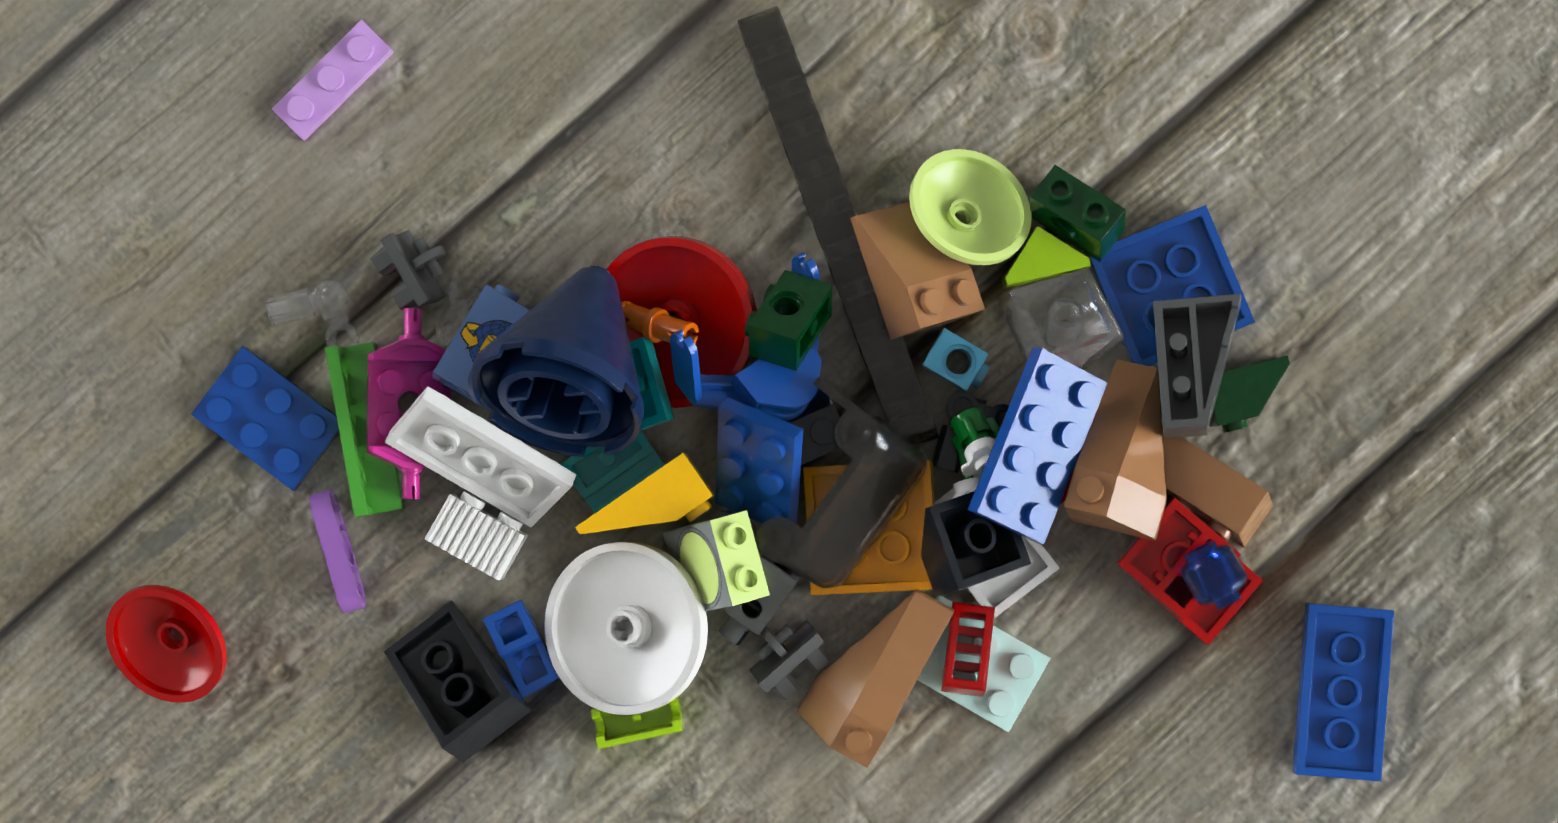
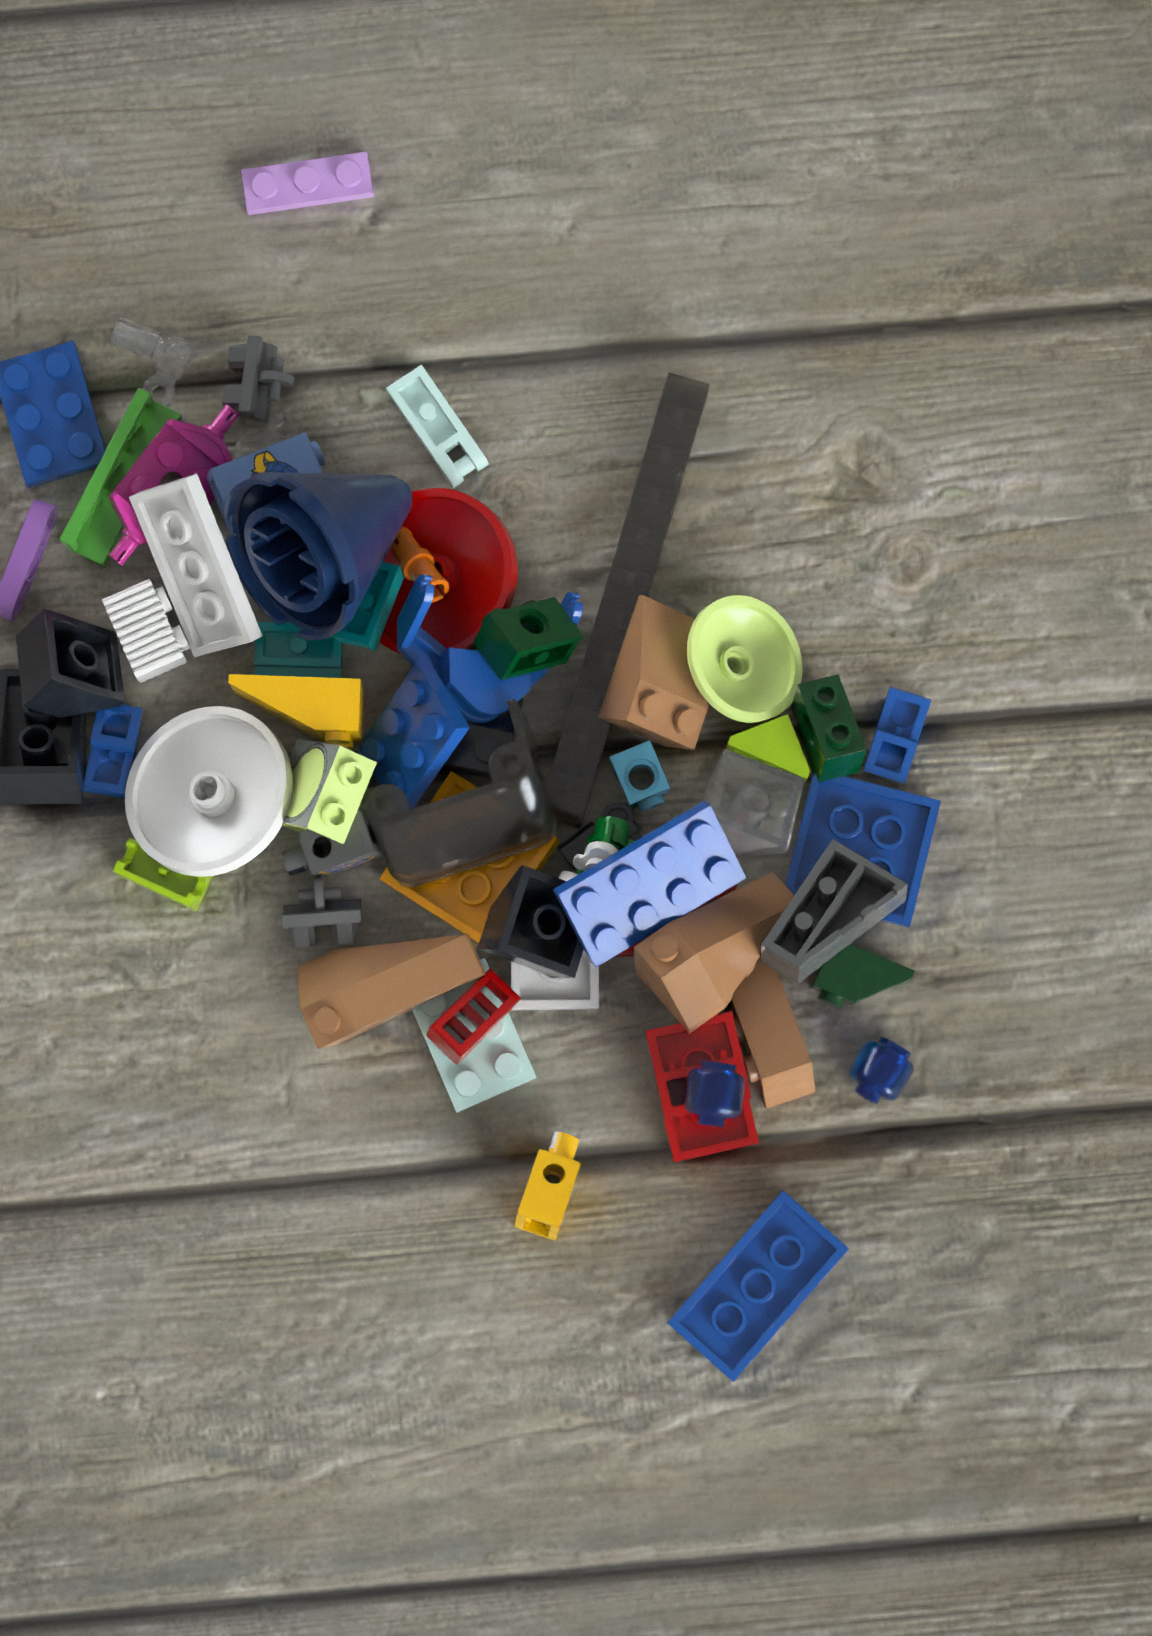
camera: 40 degrees right, 5 degrees down
(438, 611) = (68, 666): none -> black slope
(583, 199) = (436, 424): none -> light aqua plate
(1130, 176) = (897, 734): none -> blue slope
(1130, 757) = (545, 1202): none -> yellow torso
(1315, 452) = (881, 1070): none -> clear blue head

